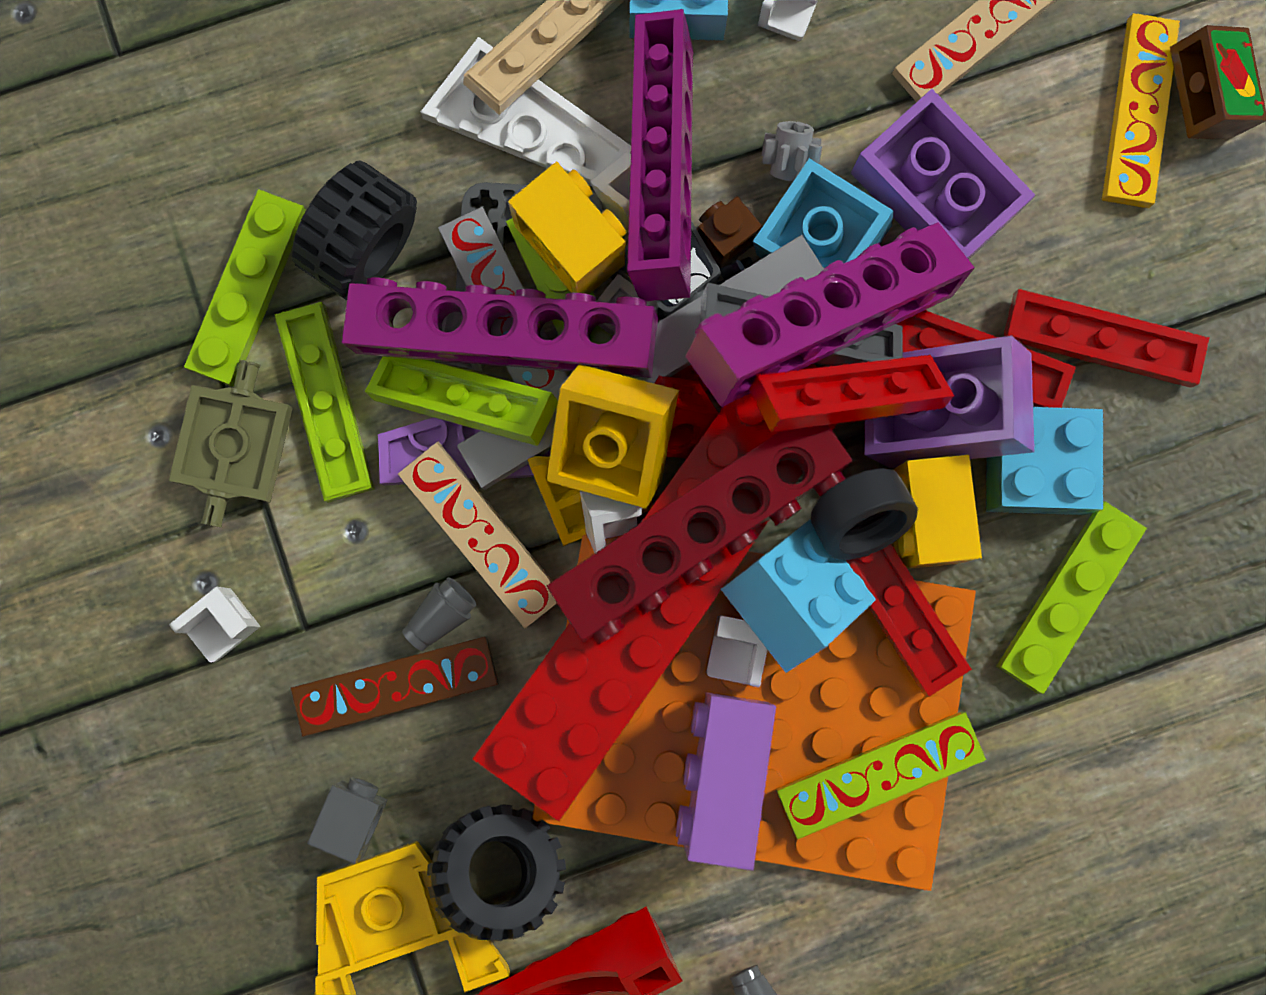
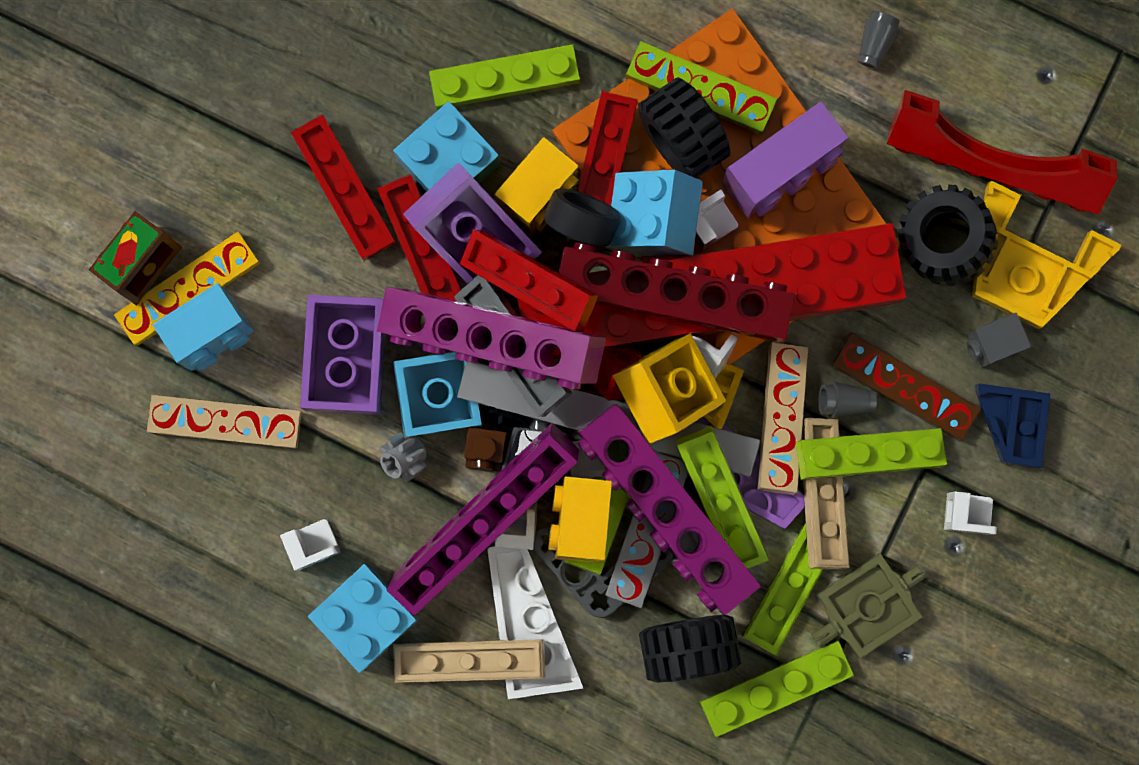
camera: 135 degrees left, 0 degrees up
(254, 757) = (1015, 423): none -> dark blue wing
(364, 584) = (870, 454): none -> lime plate
(372, 502) = (825, 507): none -> tan tile
(856, 707) = (684, 128): none -> black tyre
(1091, 77) = (204, 328): none -> medium azure brick

